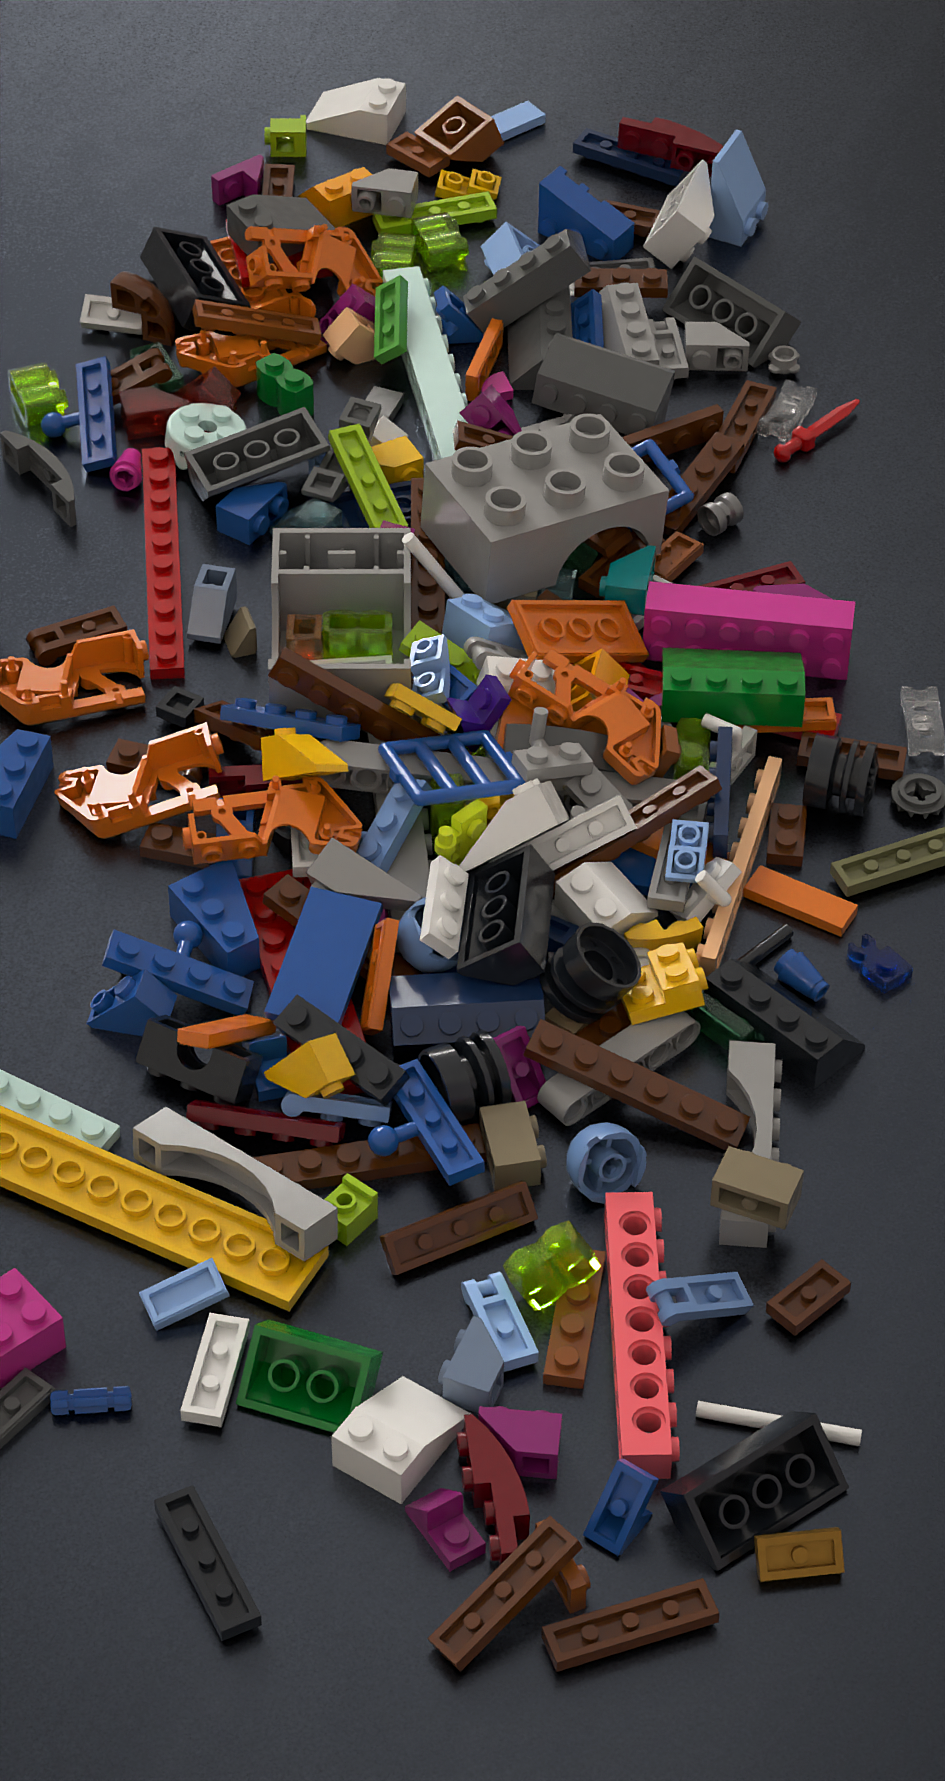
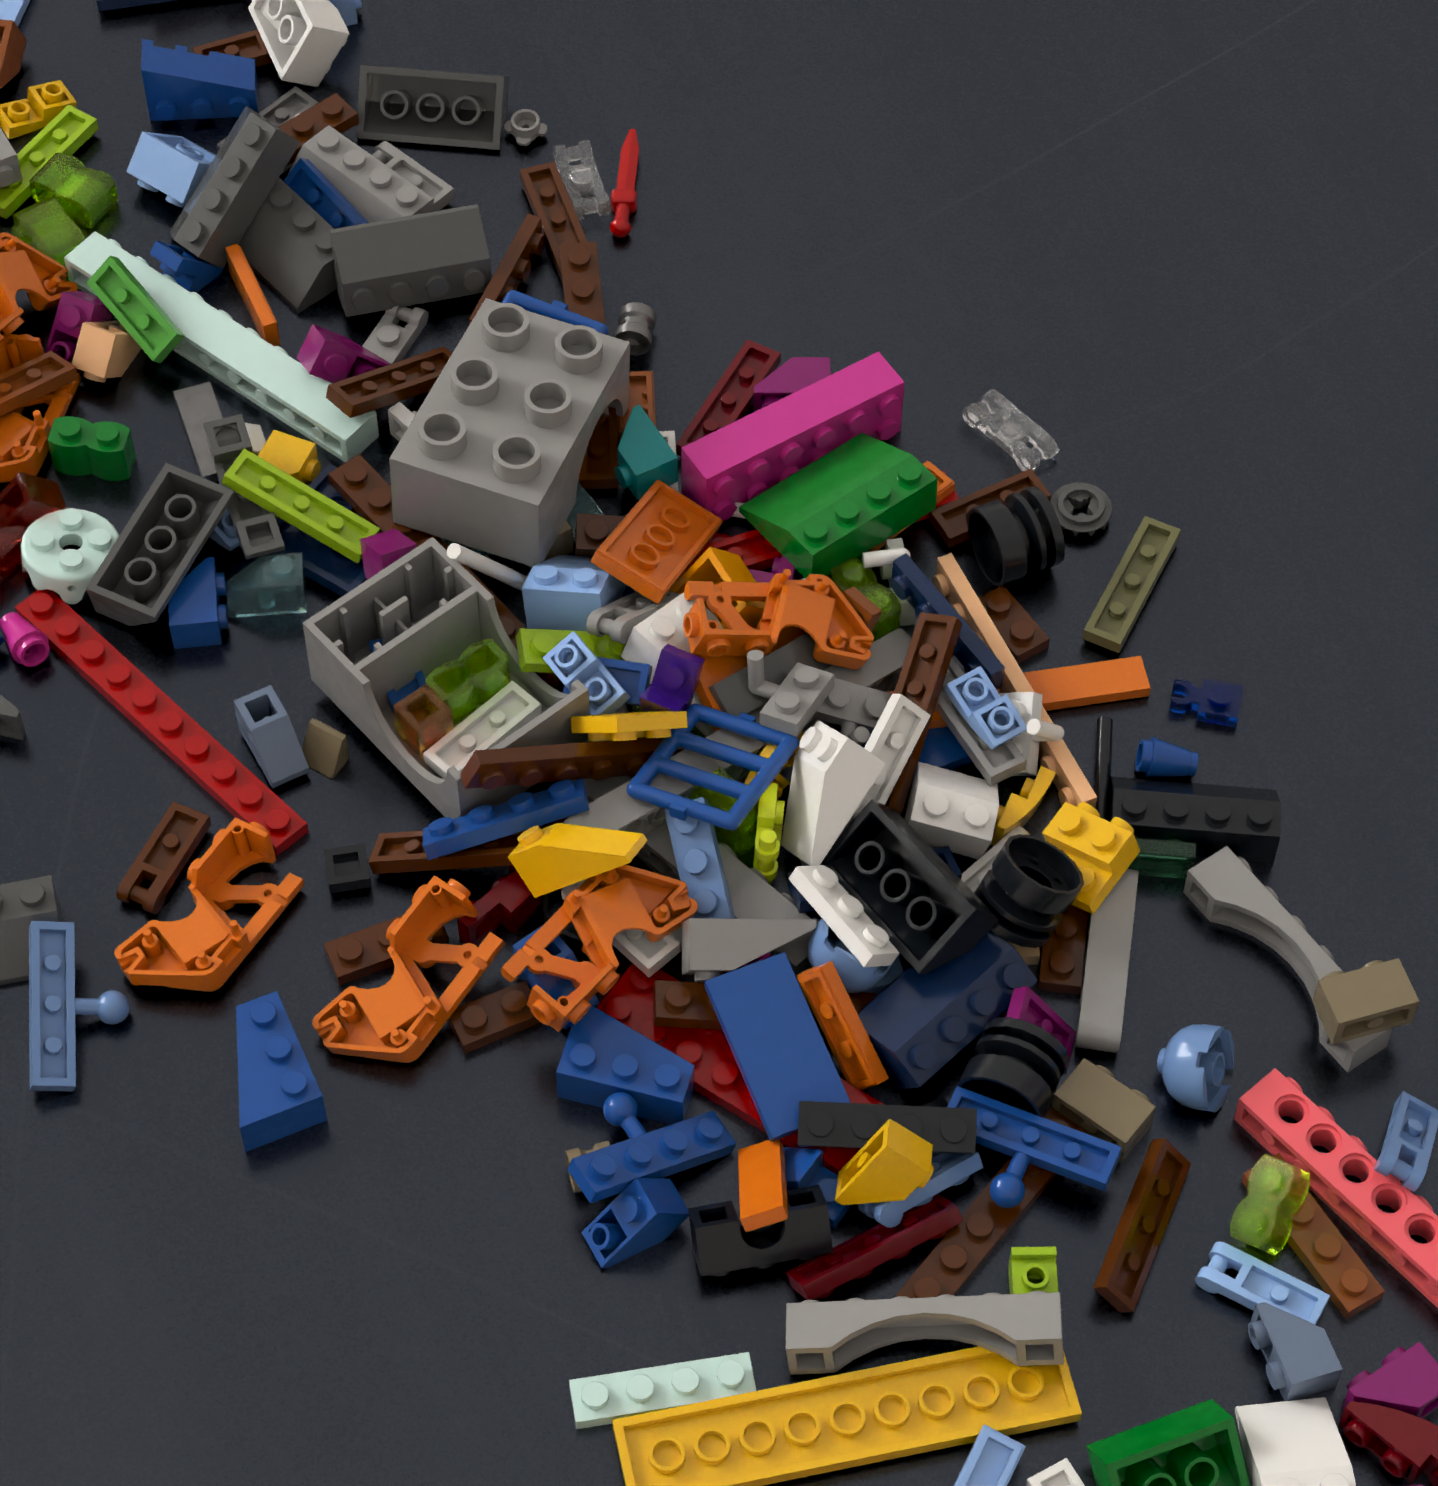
camera: 40 degrees left, 10 degrees up
(501, 384) = (291, 320): dark pink tile -> none
(636, 1086) = (1155, 973): reddish brown plate -> none
(714, 348) = (454, 150): light grey slope -> none

